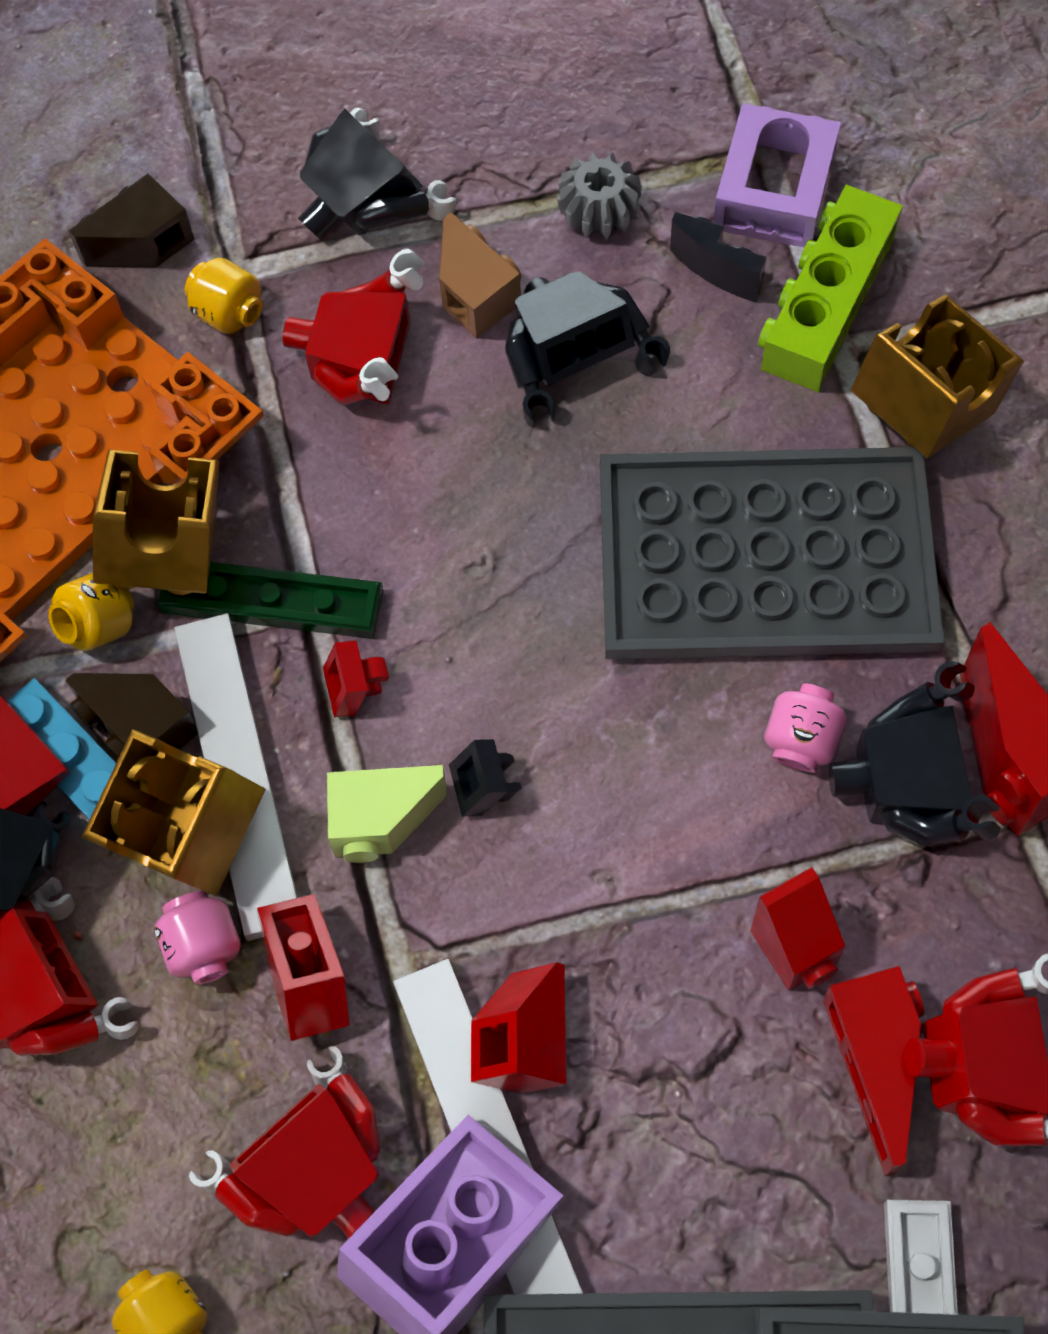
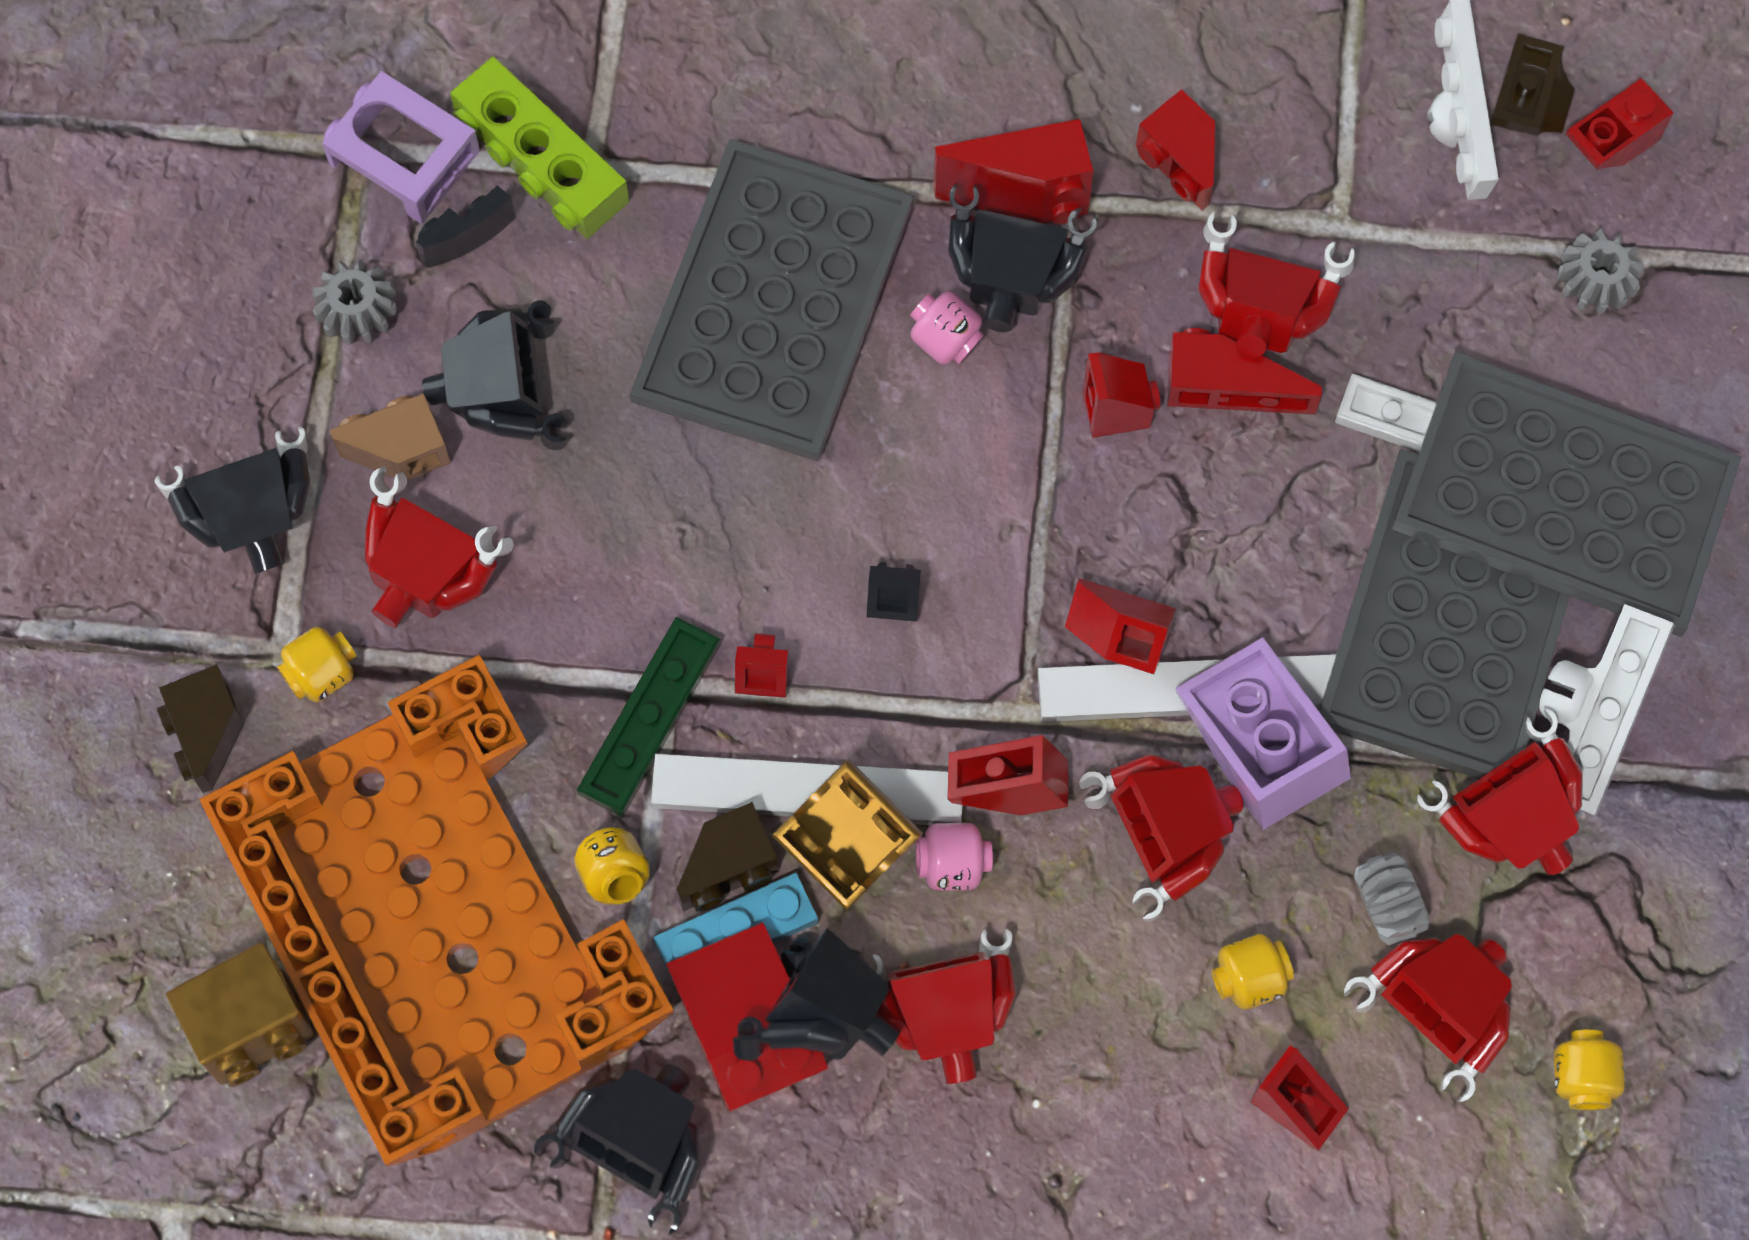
camera: 75 degrees left, 5 degrees up
(152, 531) = (570, 772): pearl gold piece -> none
(379, 808) = (891, 682): yellowish green slope -> none
(937, 376) = (678, 98): pearl gold piece -> none

